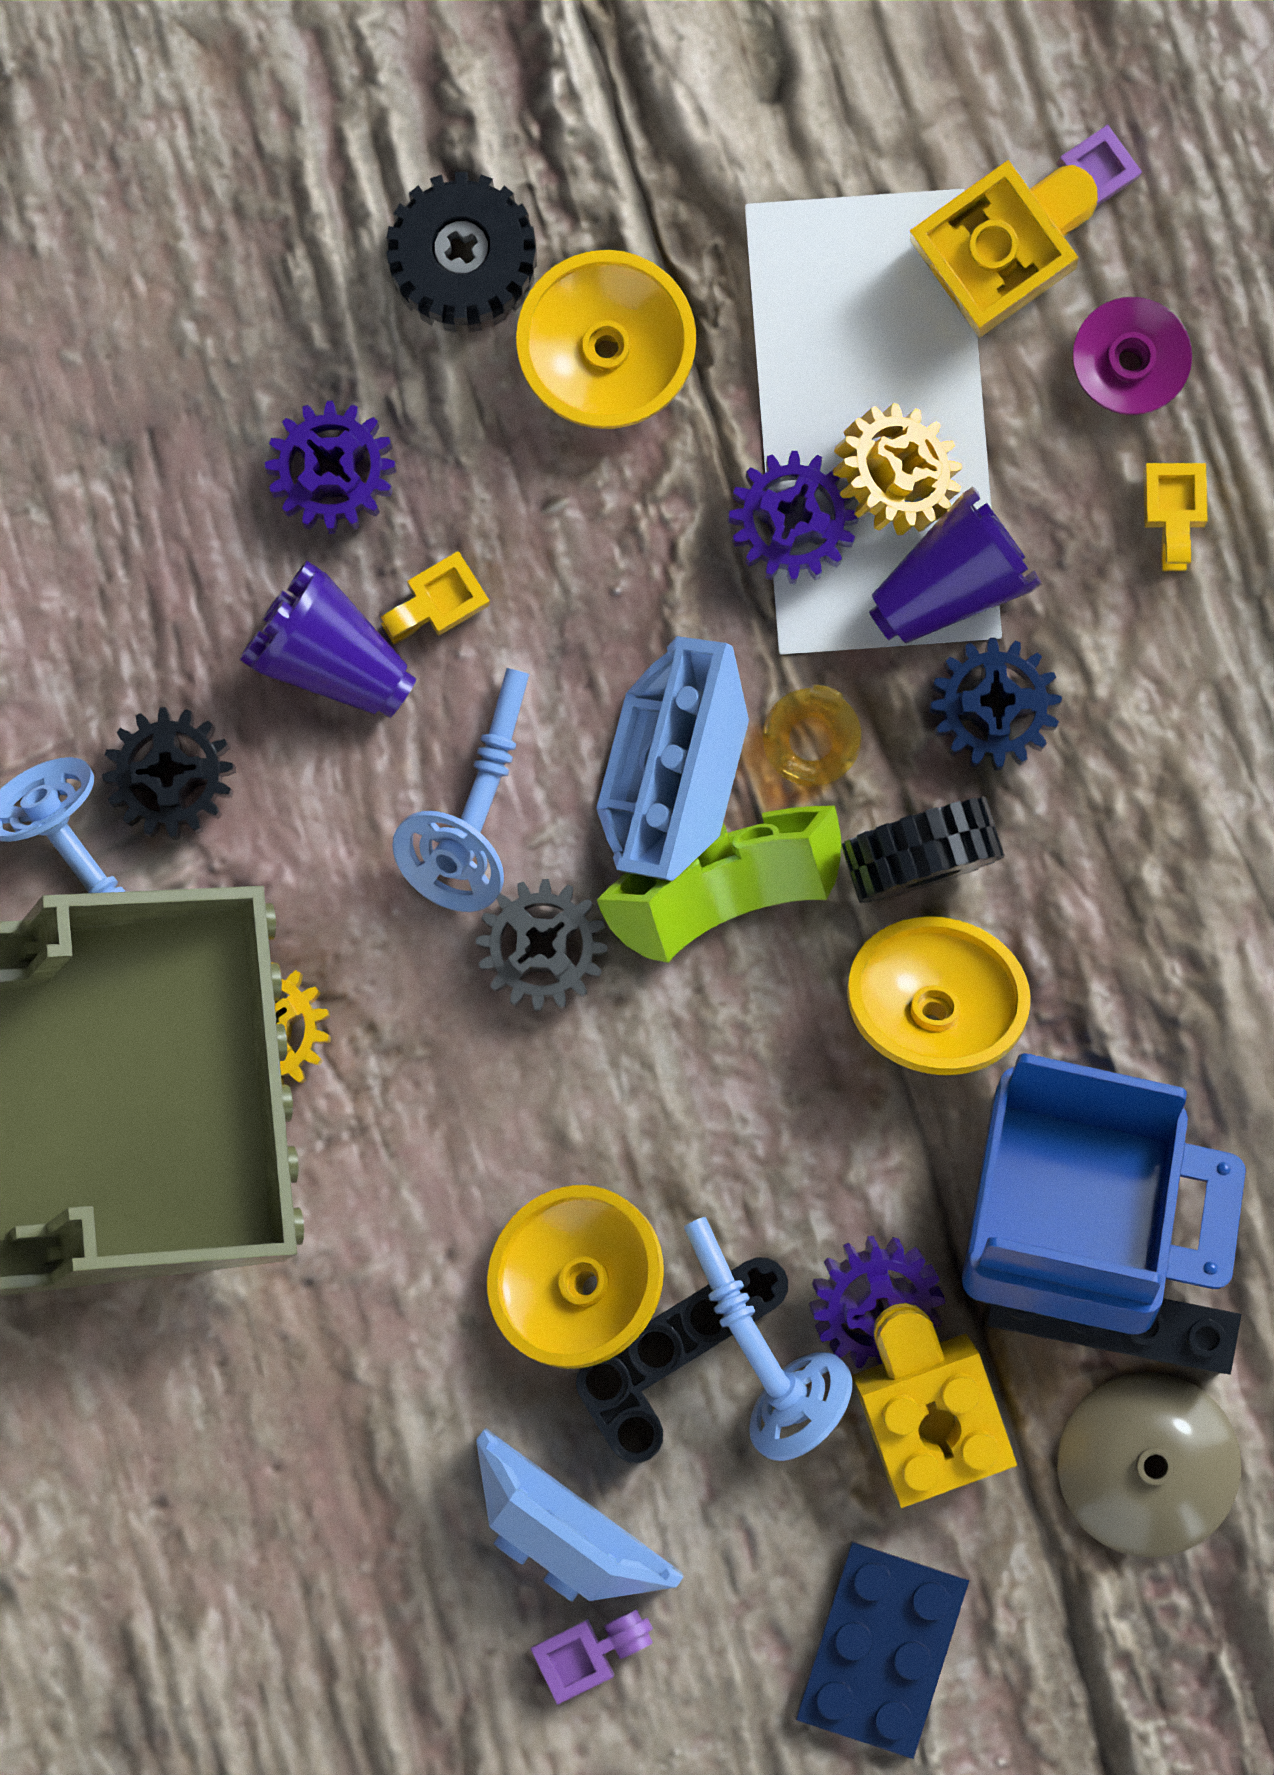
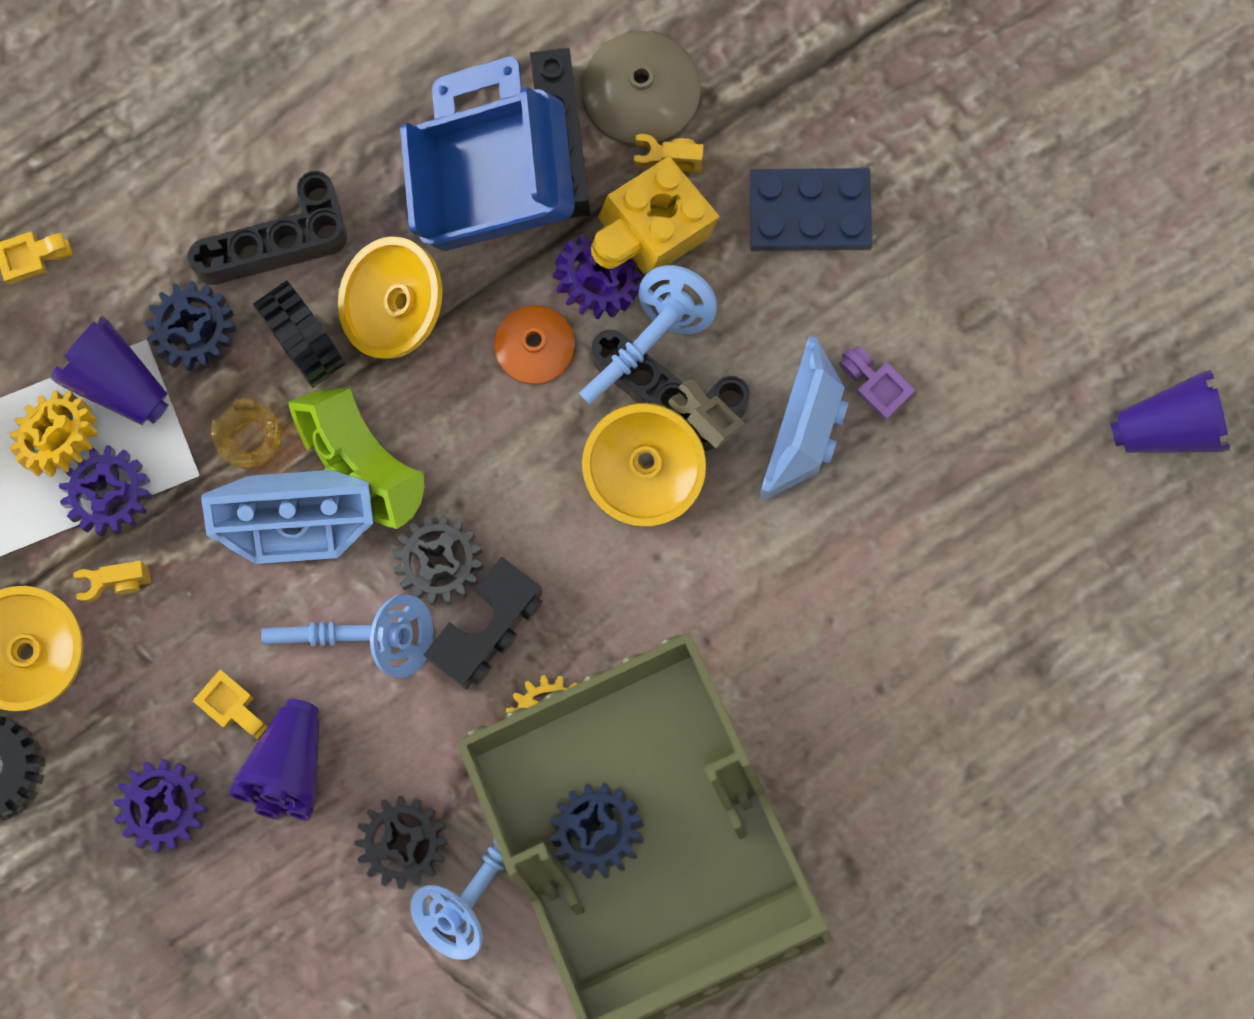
camera: 105 degrees left, 5 degrees down
(59, 1024) = (586, 815): none -> dark blue gear
(395, 939) = (466, 655): none -> black arch
(604, 1392) = (709, 416): none -> dark tan plate
(661, 506) = (122, 578): none -> yellow plate
(780, 1186) = (538, 363): none -> orange dish
(1023, 1486) = (682, 151): none -> yellow plate
(1092, 852) = (268, 235): none -> black beam

